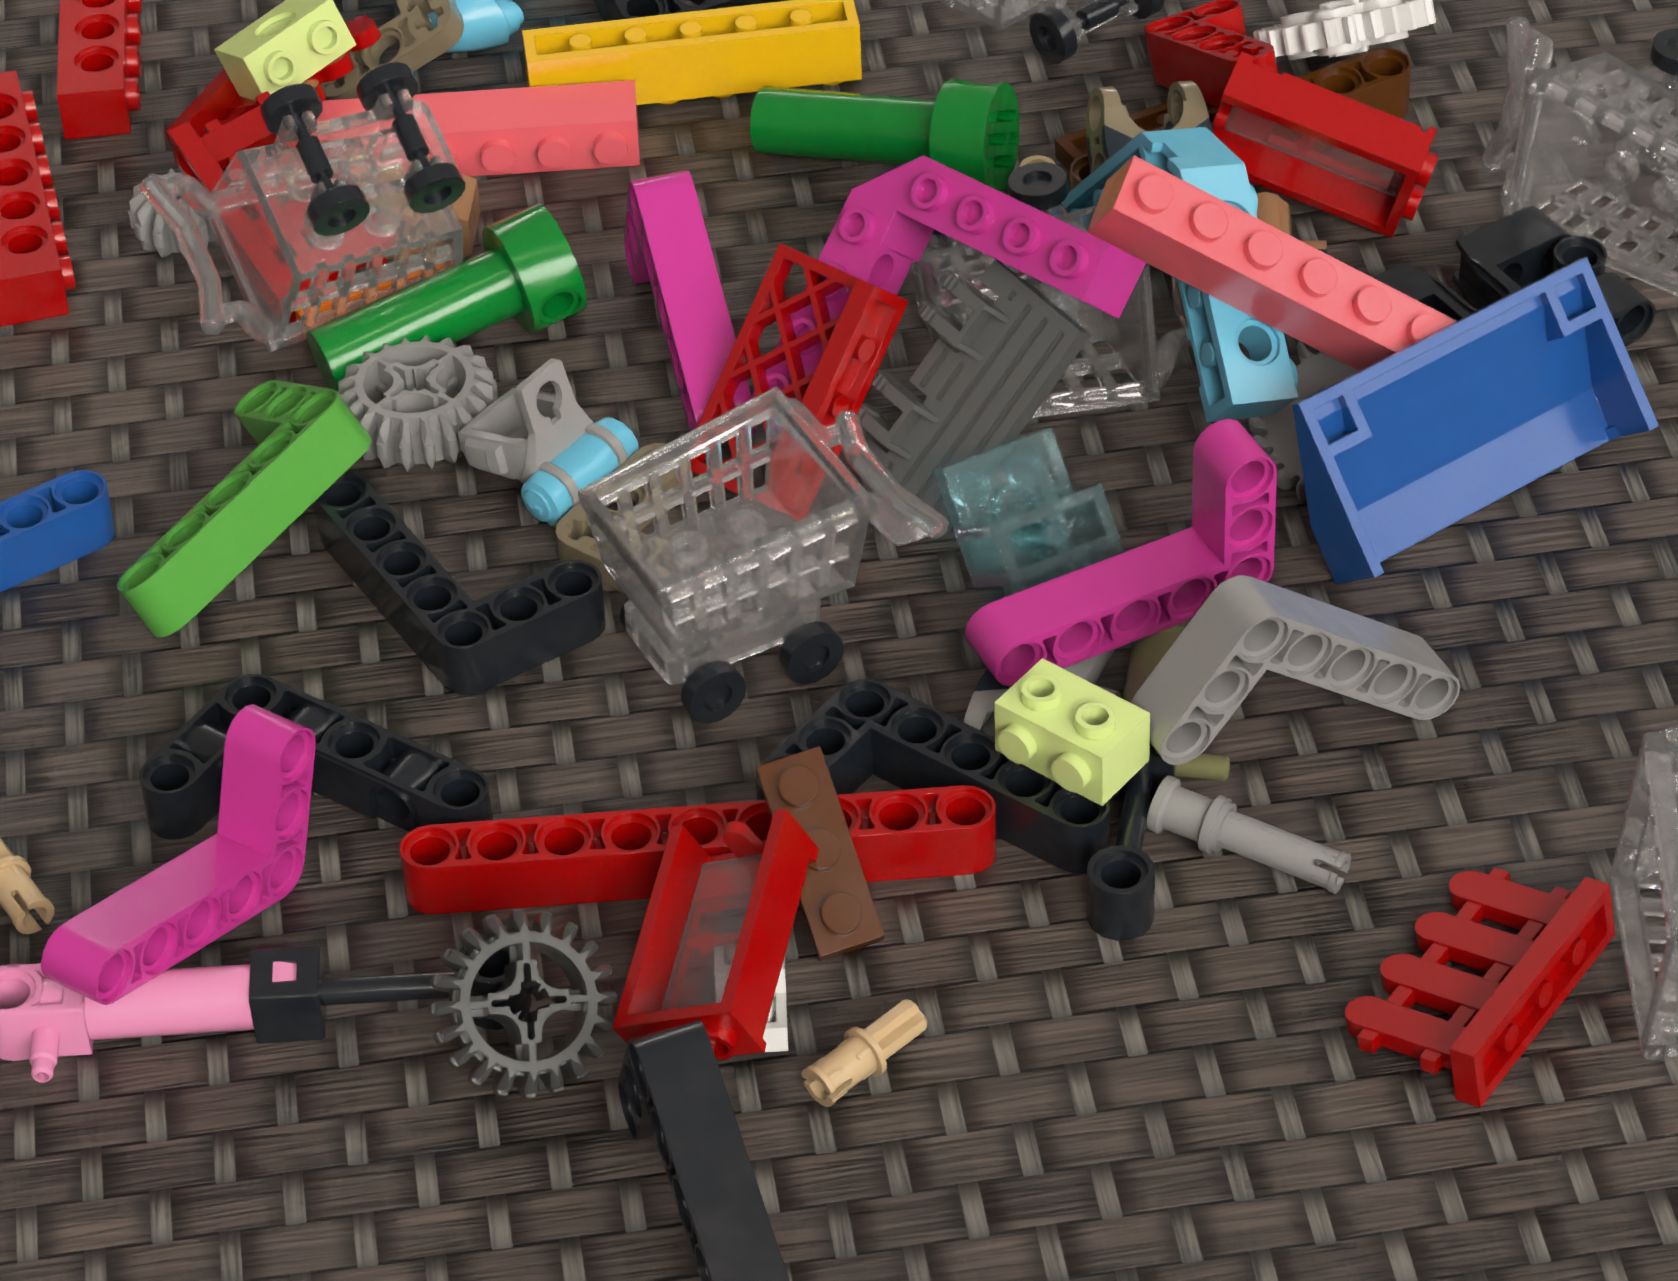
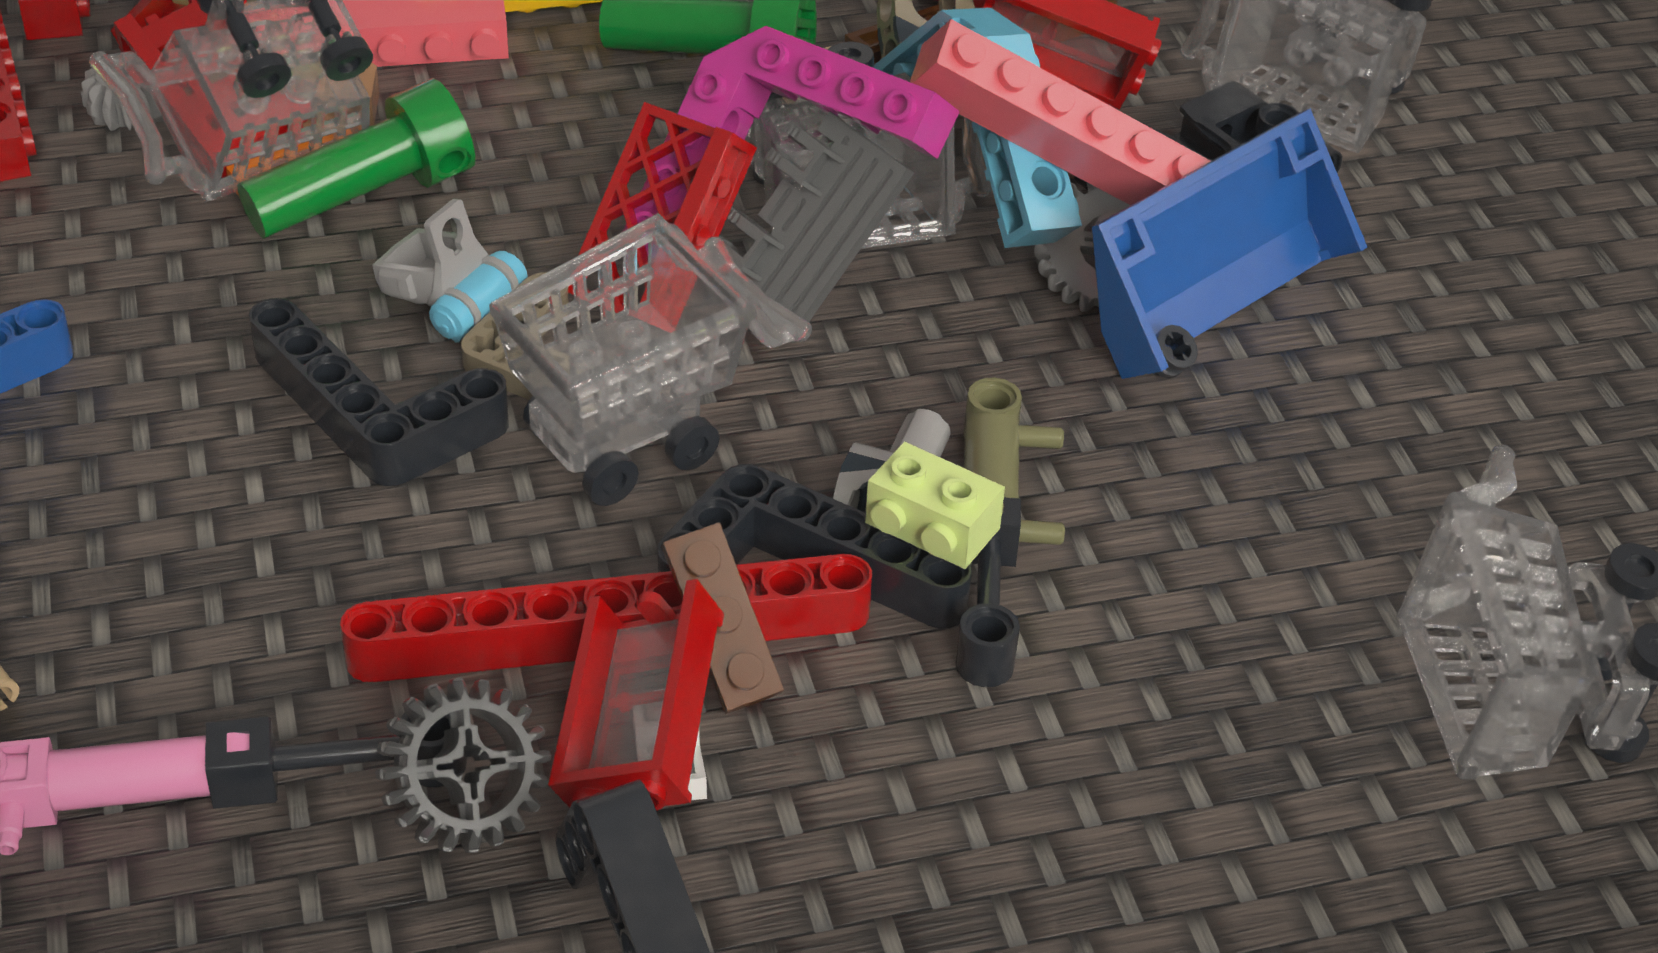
camera: 10 degrees left, 0 degrees up
(210, 886) = (162, 666): dark pink beam -> none
(303, 447) = (236, 278): bright green beam -> none
(353, 765) = (276, 539): black beam -> none
(417, 399) = (331, 241): light grey gear -> none
(672, 251) = (545, 113): dark pink beam -> none
(863, 1053) = (776, 799): tan axle -> none
(1023, 517) = (876, 343): clear light blue bracket -> none
(1150, 584) = (986, 379): dark pink beam -> none
(1219, 826) = (1061, 584): light grey pin -> none
(1264, 627) = (1097, 411): light grey beam -> none
(1409, 546) = (1180, 345): none -> black bush
(1514, 1000) = (1338, 741): red fence -> none

